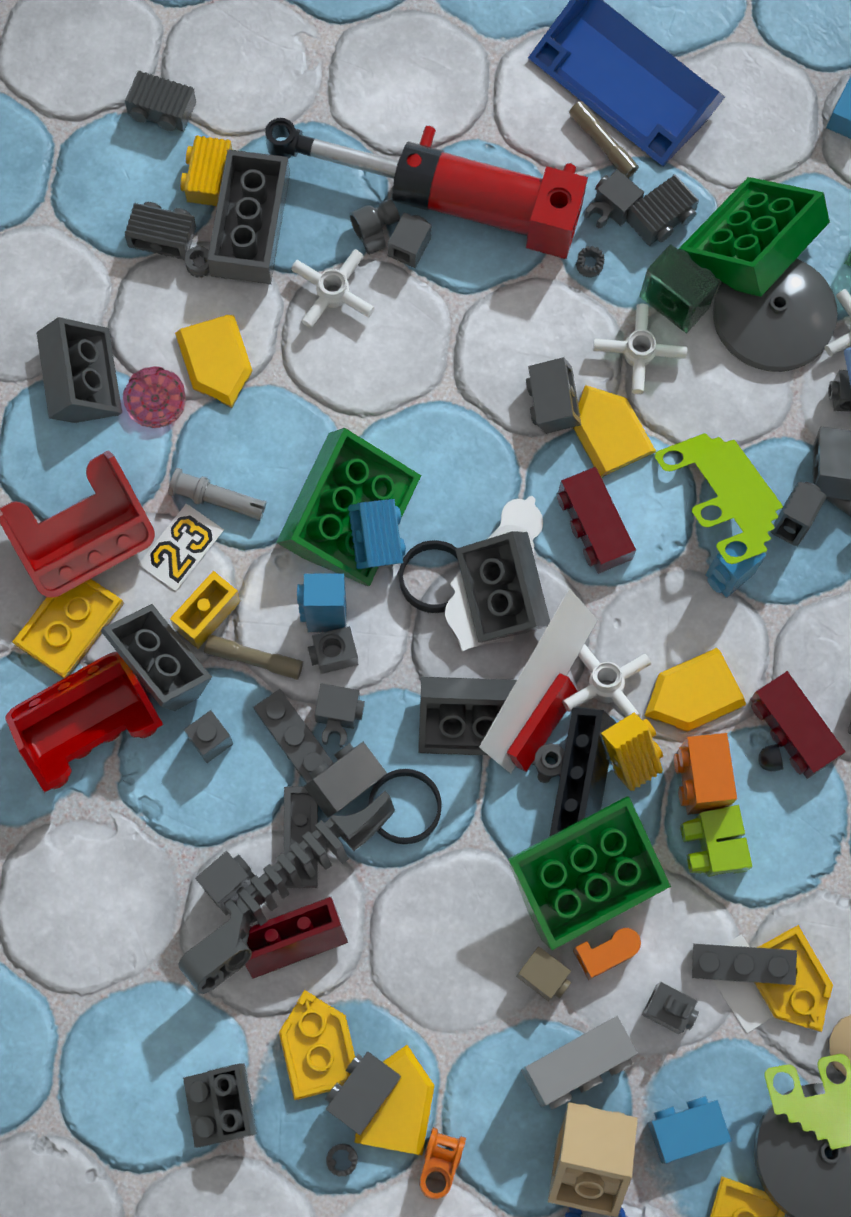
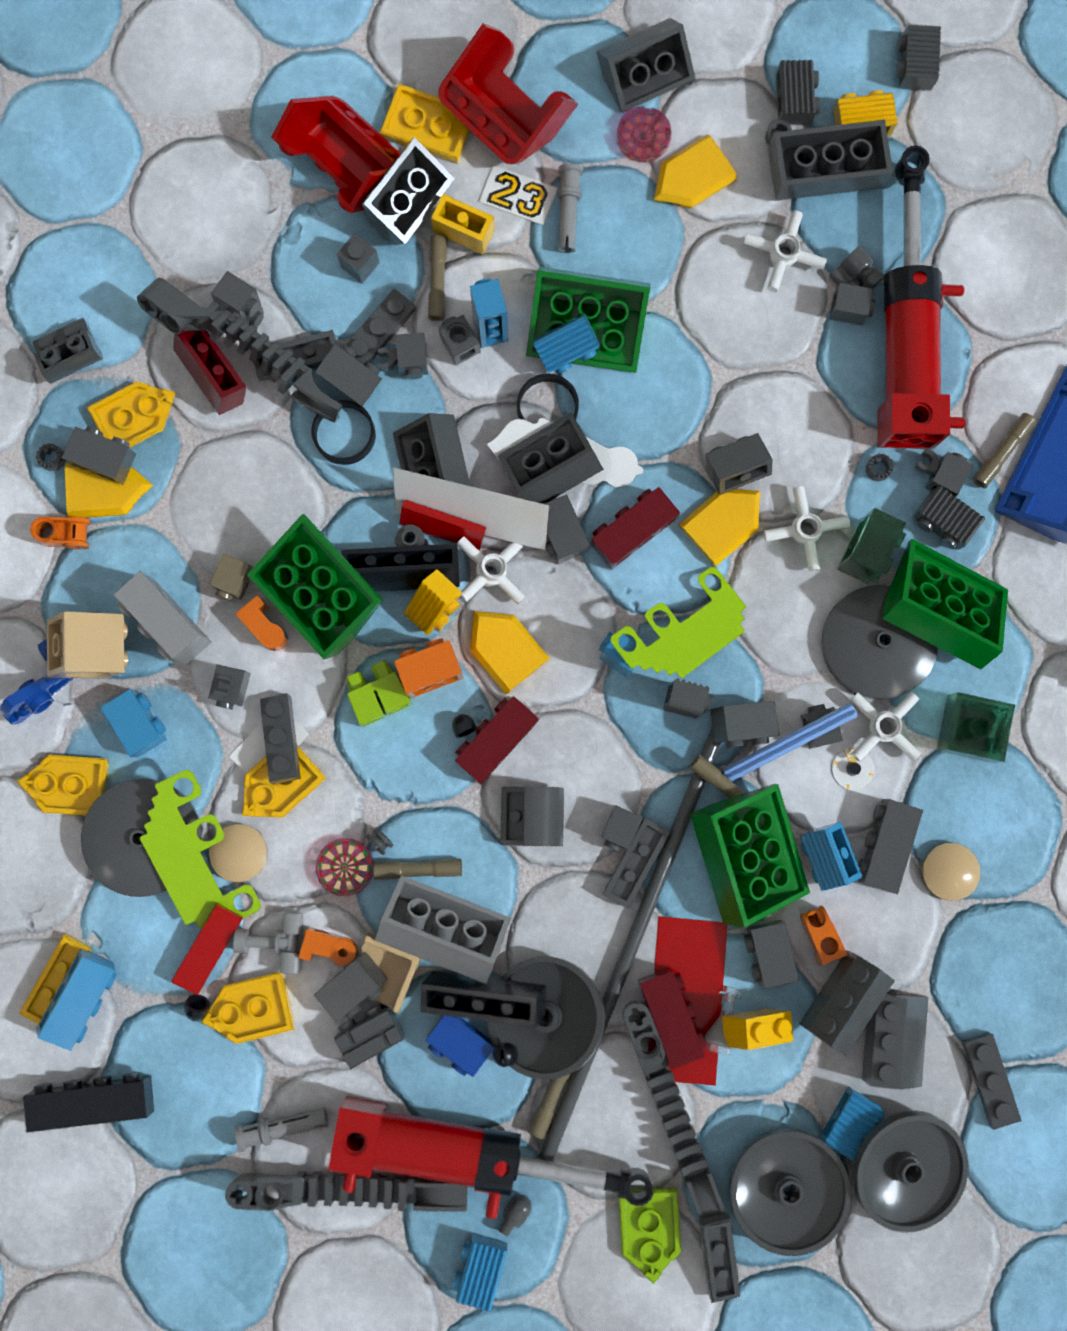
camera: 75 degrees right, 10 degrees up
(591, 587) = (564, 531): none -> dark grey brick

